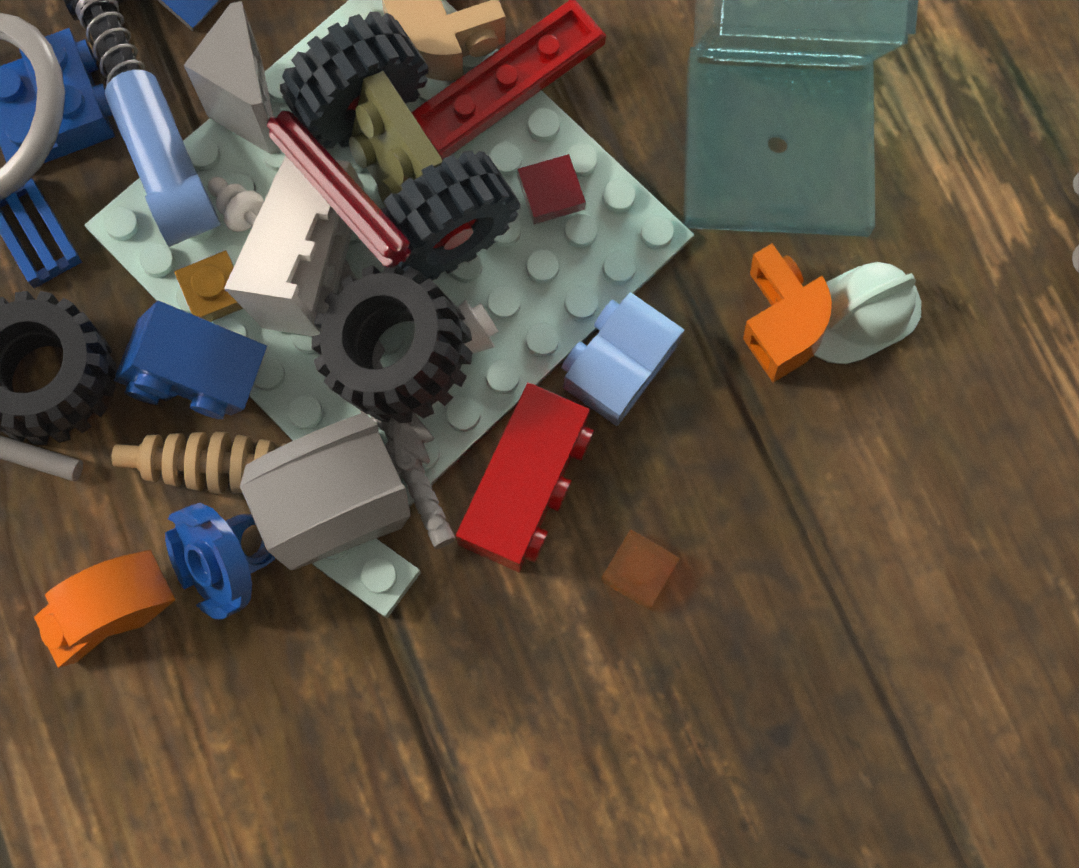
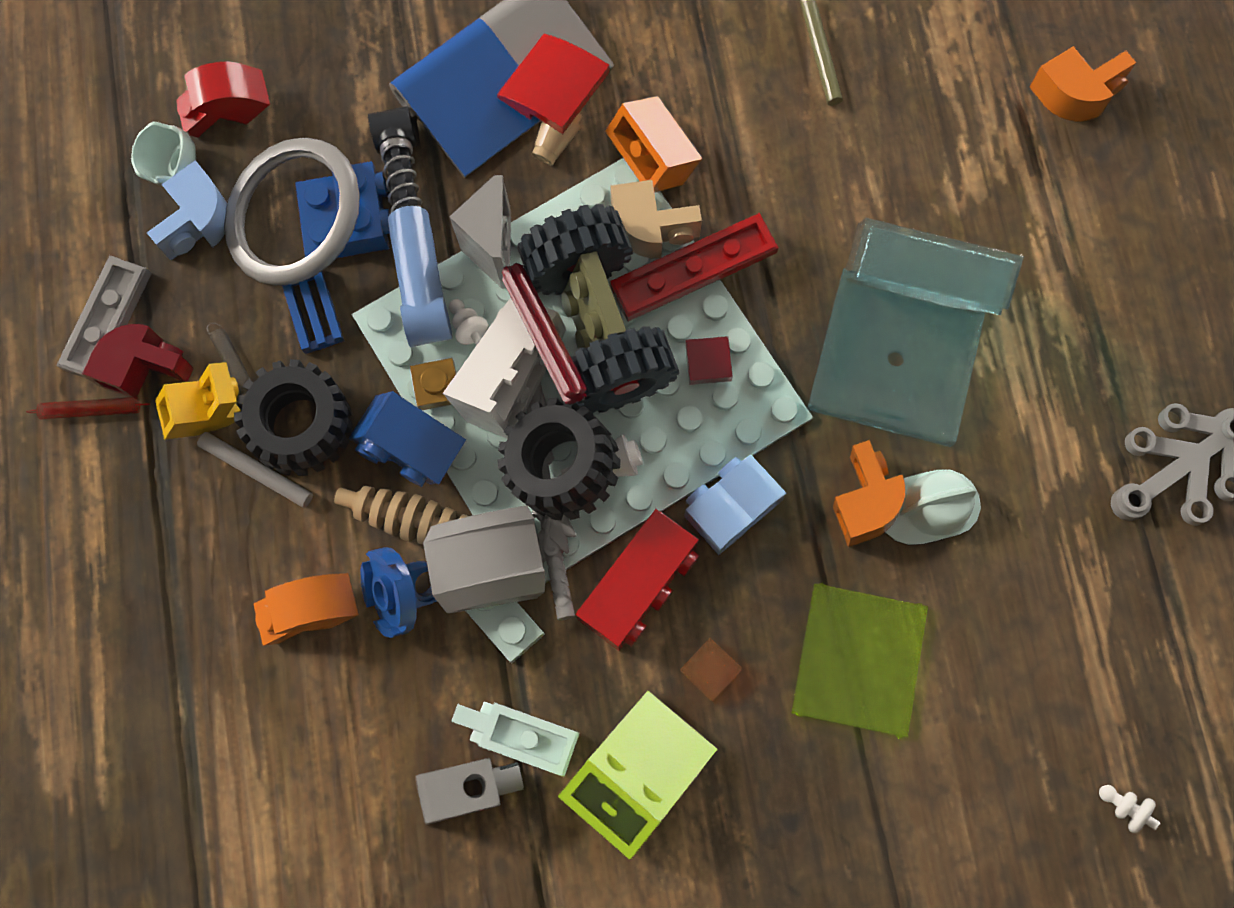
camera: 20 degrees right, 0 degrees up
(337, 801) = (443, 792): none -> light grey torso
(417, 706) = (519, 736): none -> light aqua hinge
(579, 719) = (637, 774): none -> lime slope
(819, 517) = (860, 660): none -> clear neon green piece

